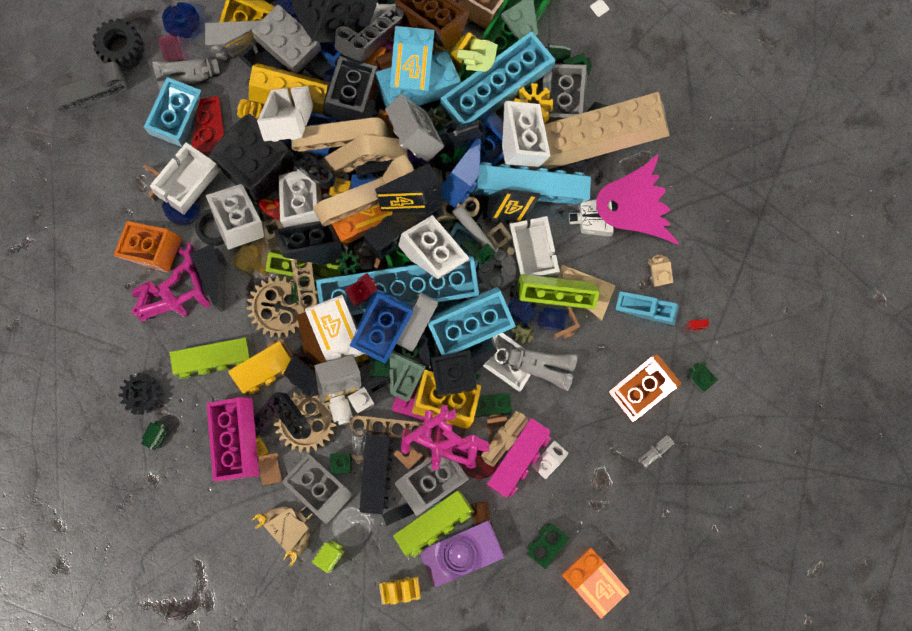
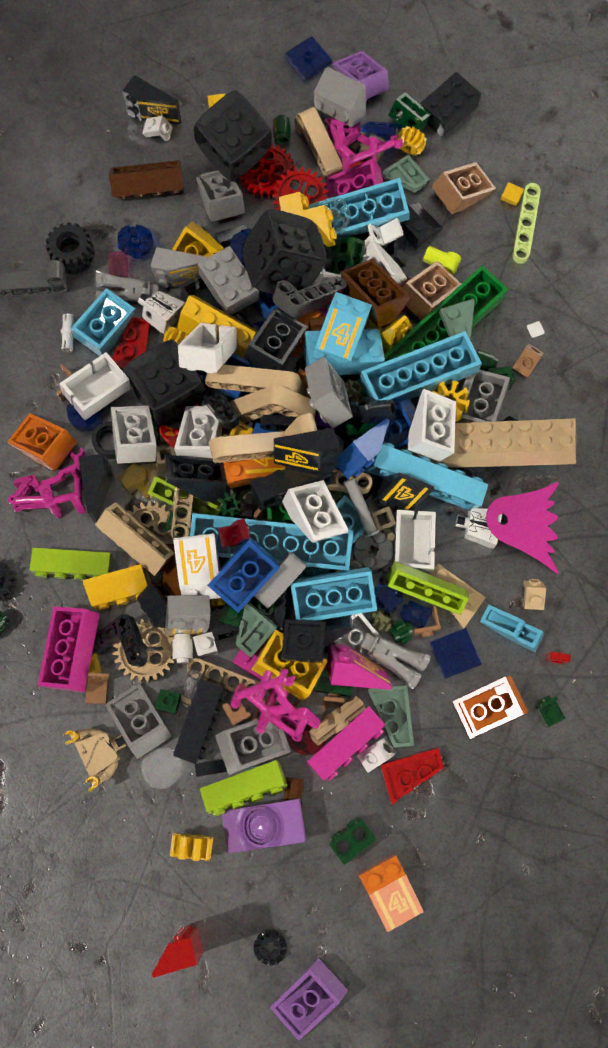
camera: 10 degrees right, 5 degrees down
(139, 131) = (66, 332): none -> white pin
(227, 84) = (161, 310): none -> white torso
(266, 318) = (134, 538): none -> tan brick
(328, 556) = (129, 792): lime brick -> none
(480, 56) = (409, 341): yellowish green brick -> none
(482, 254) = (361, 531): dark green bracket -> none
(506, 386) = (354, 669): none -> dark pink slope
(544, 339) = (401, 631): none -> dark green gear
(556, 416) = (395, 713): none -> sand green wing
(584, 468) = (408, 772): none -> red wing
(599, 41) = (528, 360): none -> medium nougat bracket
(599, 346) = (455, 653): none -> clear blue plate
(656, 451) = (486, 774): light grey axle -> none

